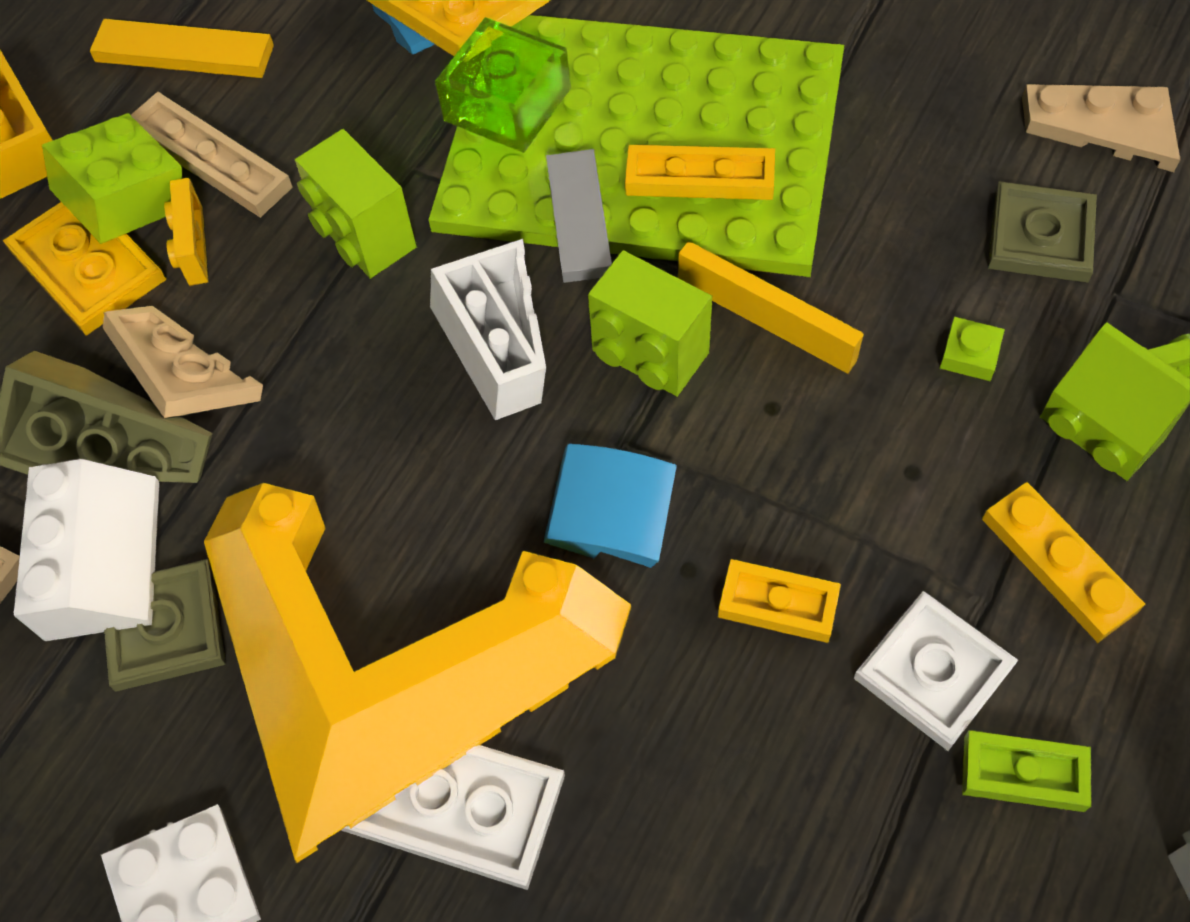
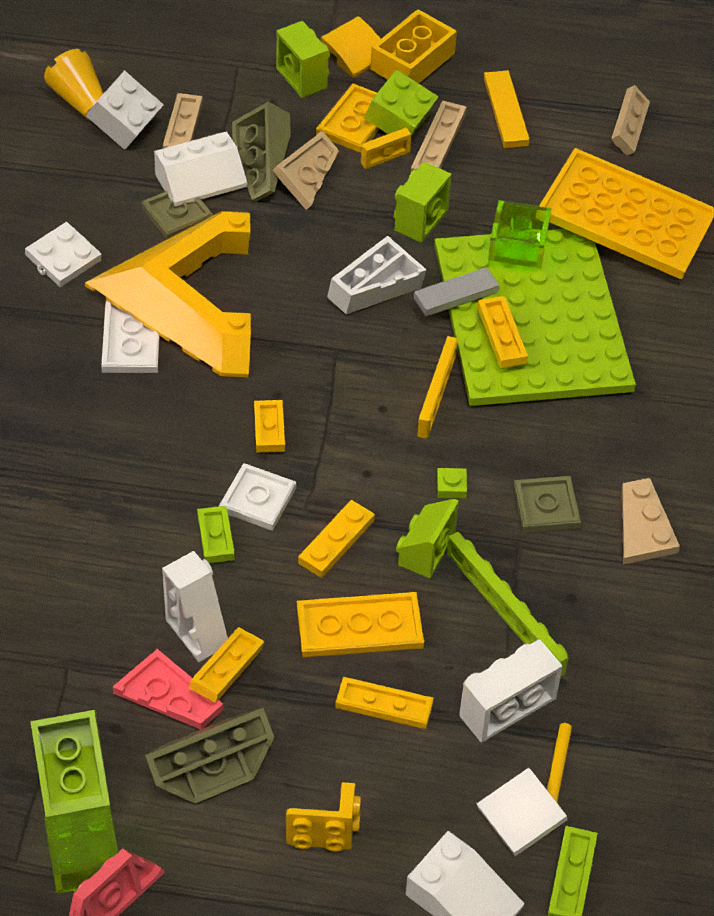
camera: 65 degrees right, 10 degrees down
(611, 504) = (298, 352): dark azure slope -> none
(650, 323) = (397, 334): lime brick -> none

